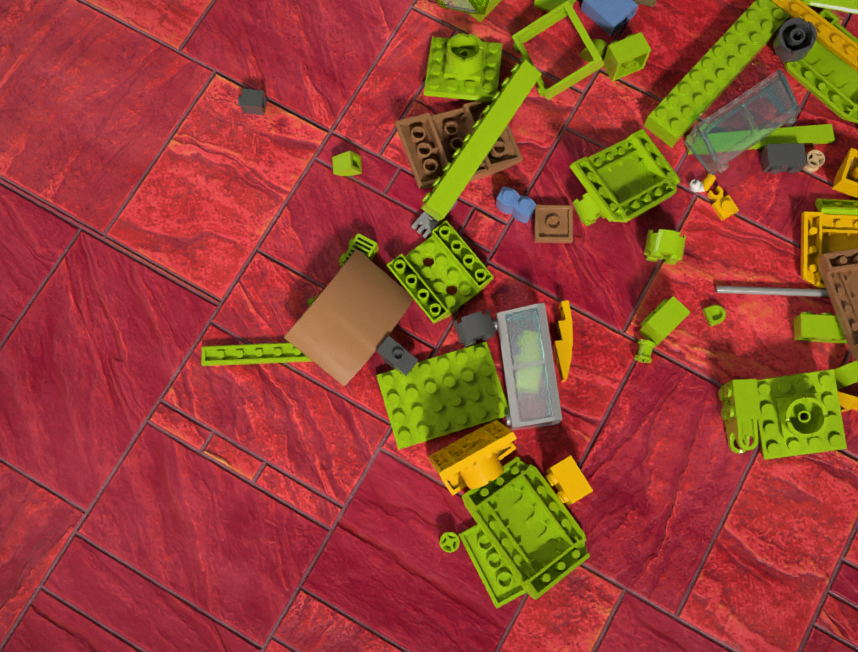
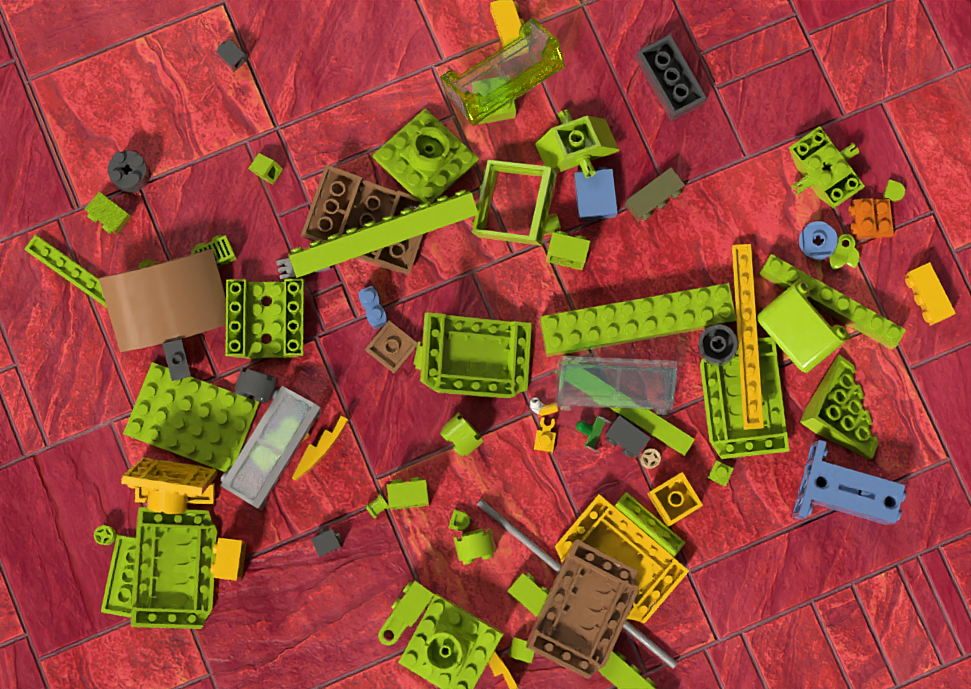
camera: 30 degrees right, 5 degrees up
(235, 234) = (123, 162): none -> dark grey brick
(248, 287) = (107, 213): none -> lime brick
(630, 408) = (326, 541): none -> dark grey brick
(746, 321) = (475, 545): none -> lime brick
(749, 175) = (593, 432): none -> piece

